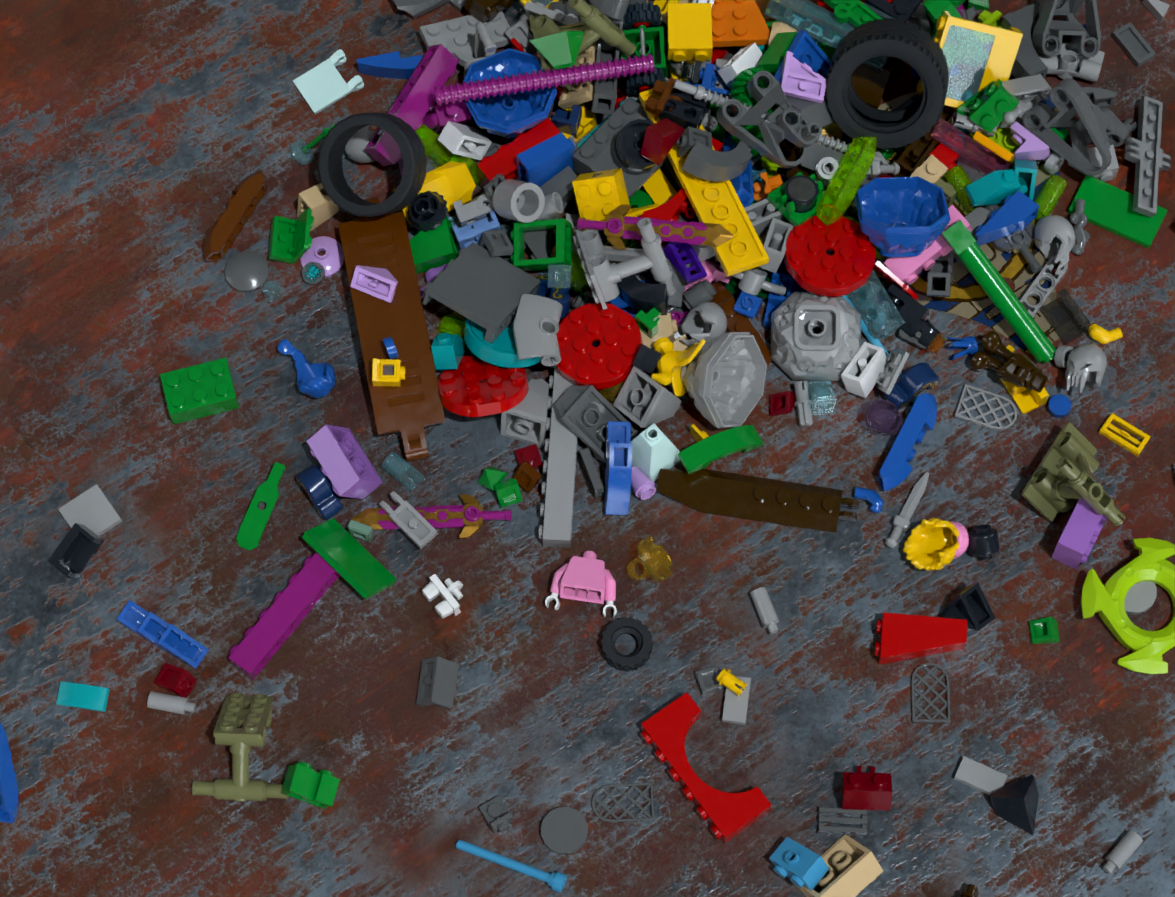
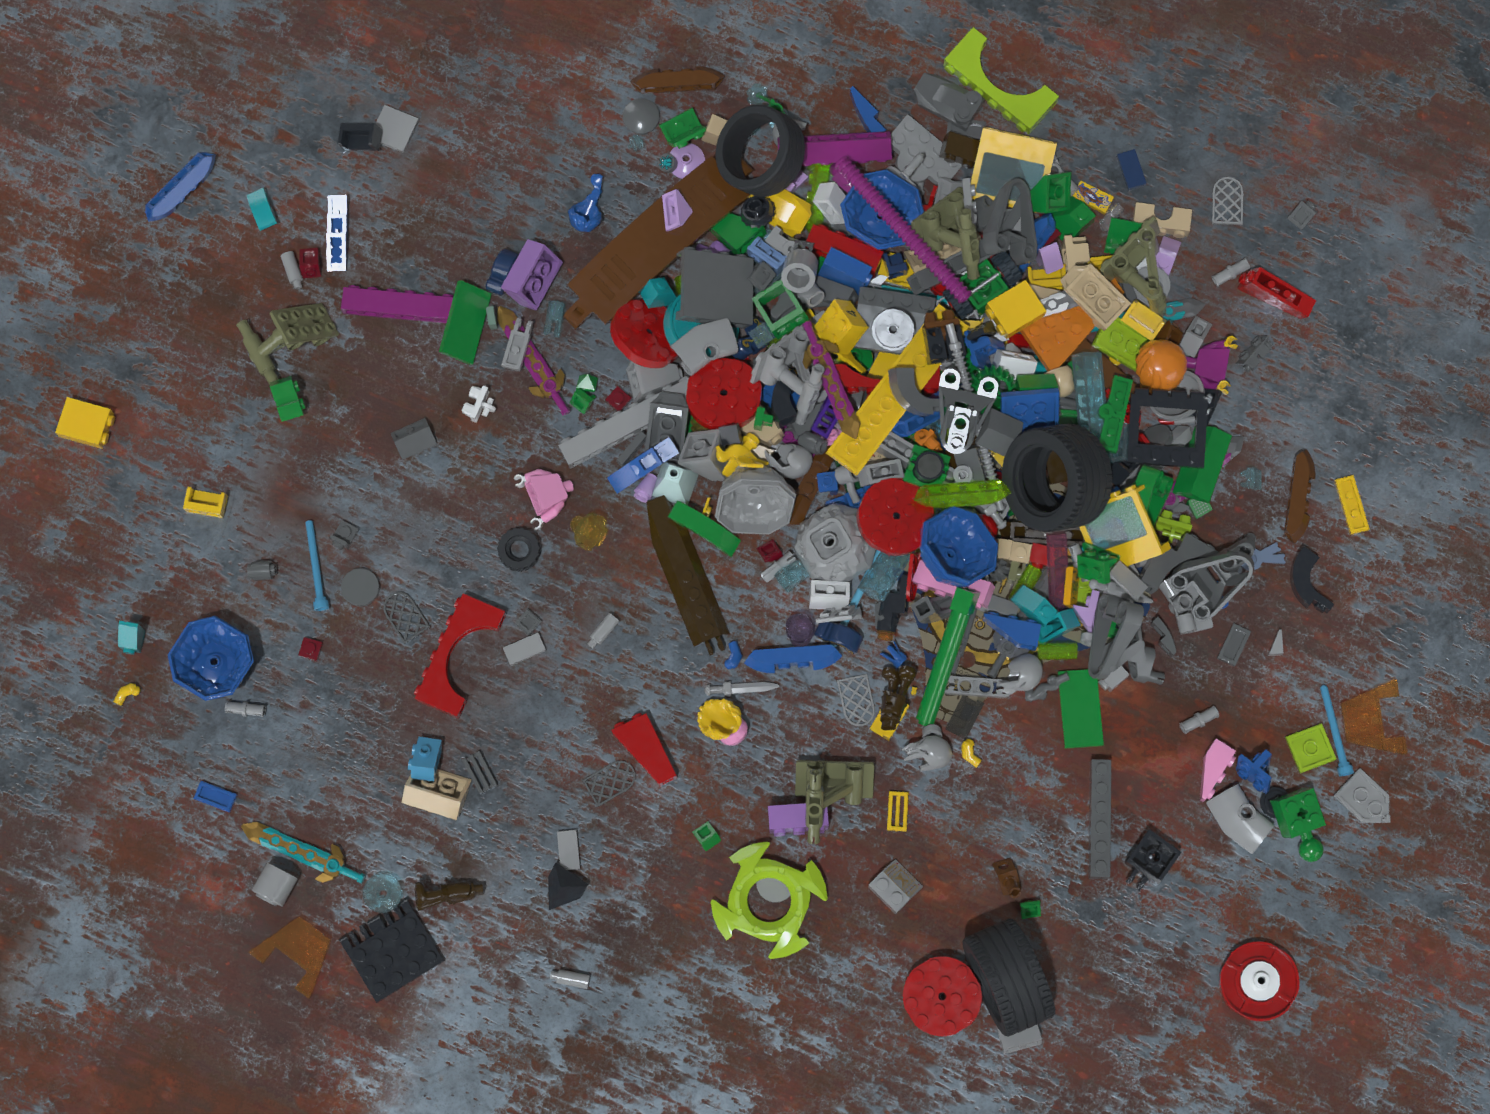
camera: 60 degrees right, 10 degrees up
(199, 391) = (527, 142): green brick -> none
(256, 519) = (458, 241): green piece -> none
(325, 85) = (823, 75): light aqua flag -> none
(387, 372) = (610, 262): yellow window -> none
(390, 348) = (629, 252): blue tile -> none
(527, 477) = (600, 407): reddish brown tile -> none
(560, 48) = (931, 225): green slope -> none
(660, 139) = (902, 341): dark red slope -> none
(690, 137) = (921, 366): dark grey bracket -> none
(729, 681) = (532, 637): yellow pin -> none
(801, 81) = (1013, 413): lavender wing -> none
(866, 790) = (508, 775): dark red brick -> none
(970, 606) = (689, 773): black slope -> none
(983, 541) = (746, 754): black head -> none
(1059, 406) = (891, 751): blue tile -> none
(1147, 156) = (1138, 705): dark grey hinge -> none

